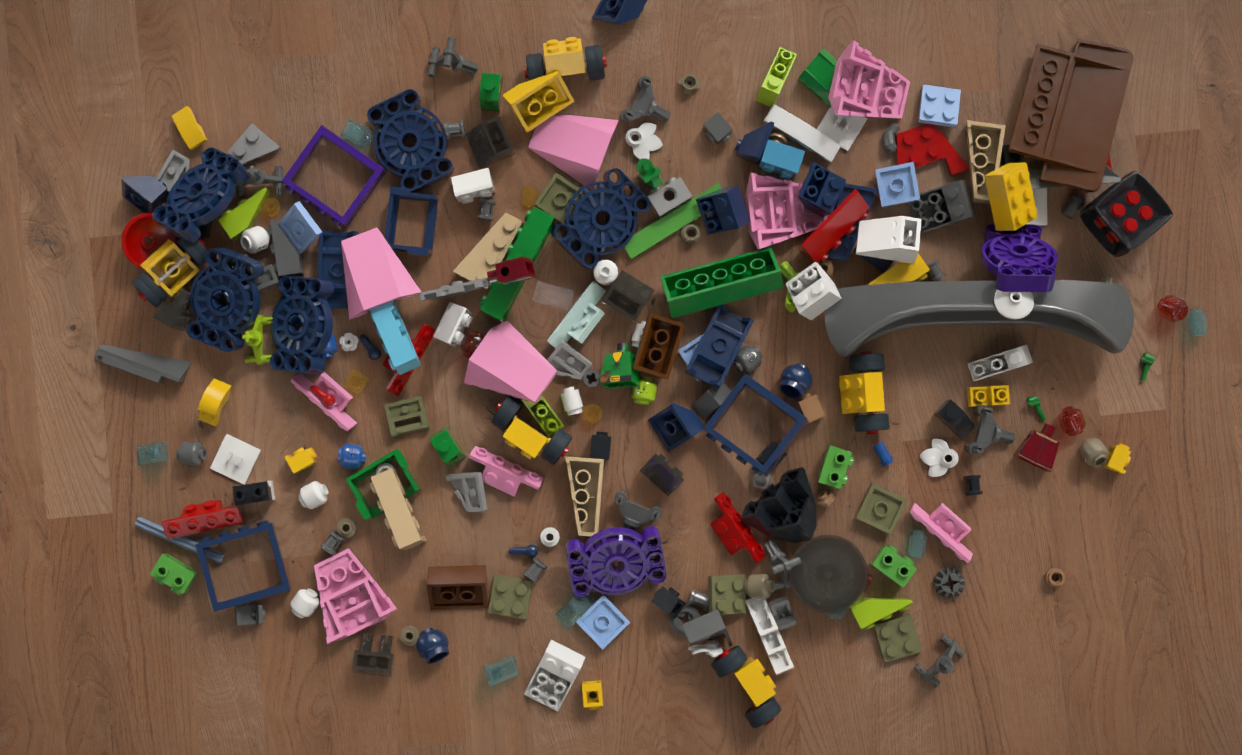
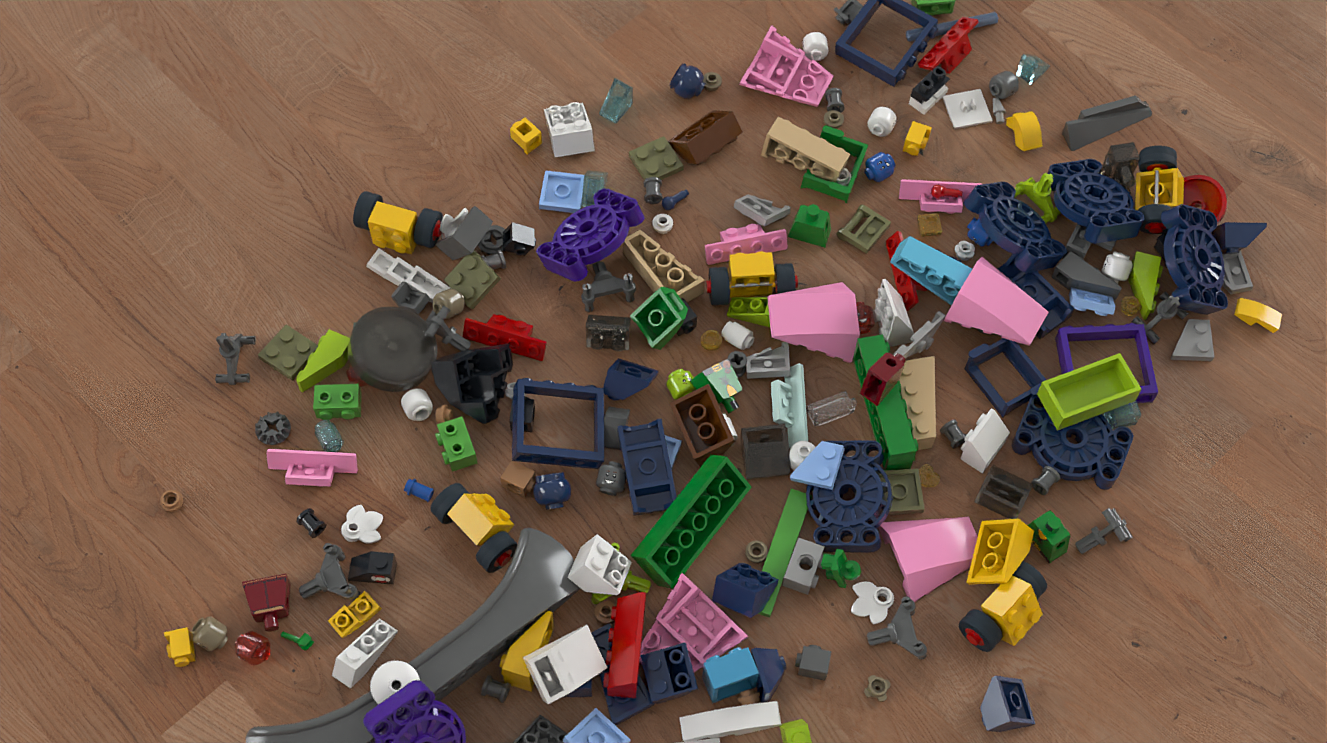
camera: 135 degrees right, 25 degrees down
(214, 437) = (998, 111): none -> light grey bar
(371, 662) = (722, 40): clear smoke brick -> none
(375, 156) = (1088, 391): none -> lime piece
(605, 250) = (820, 466): none -> light blue wing
(621, 451) = (660, 316): none -> green slope
(839, 521) = (417, 404): none -> white head
(881, 509) = (385, 443): olive plate -> none

